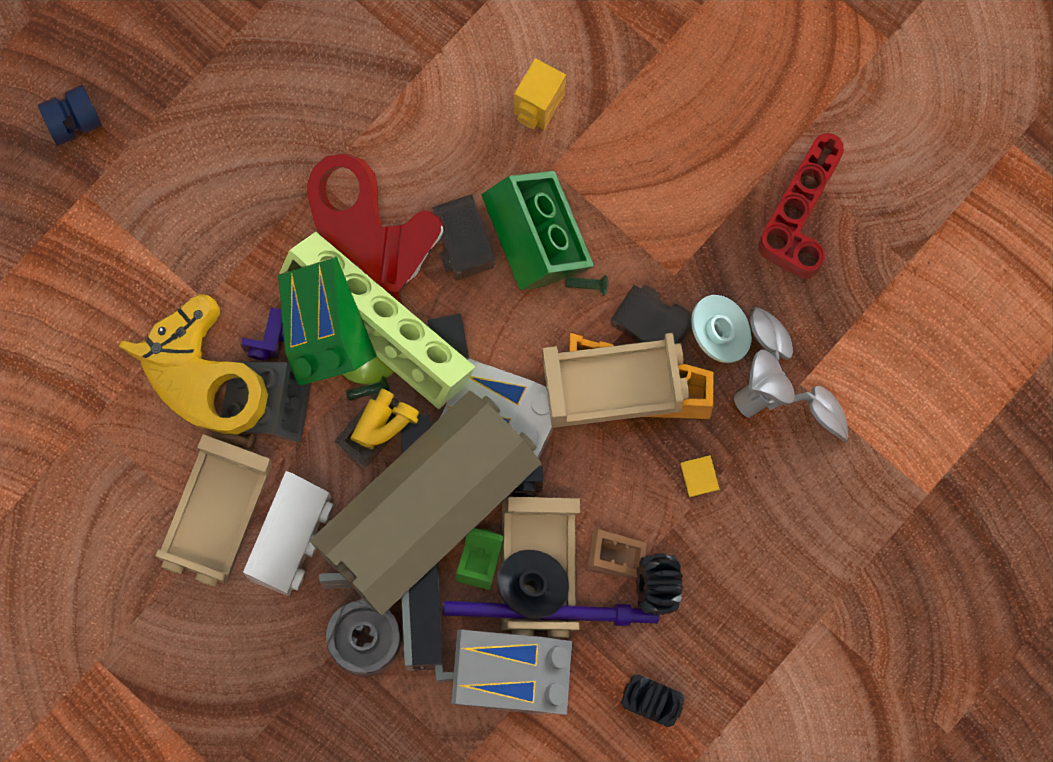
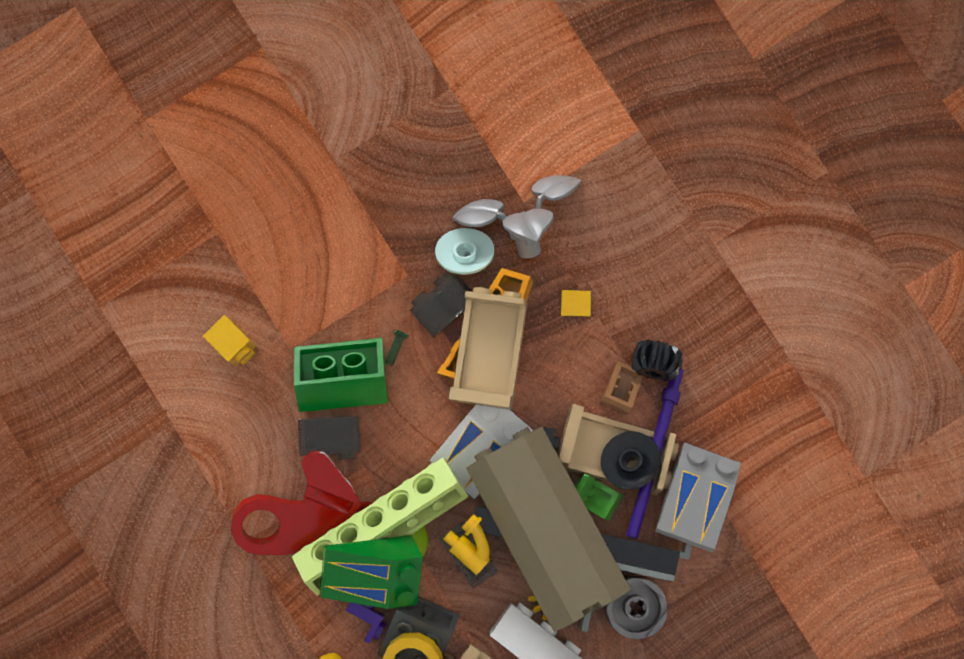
camera: 75 degrees left, 5 degrees up
(368, 389) = (433, 545): clear green piece -> none
(452, 331) = (406, 468): black piece -> none
(653, 700) = (746, 392): black gear -> none
(805, 201) = (379, 153): red beam -> none

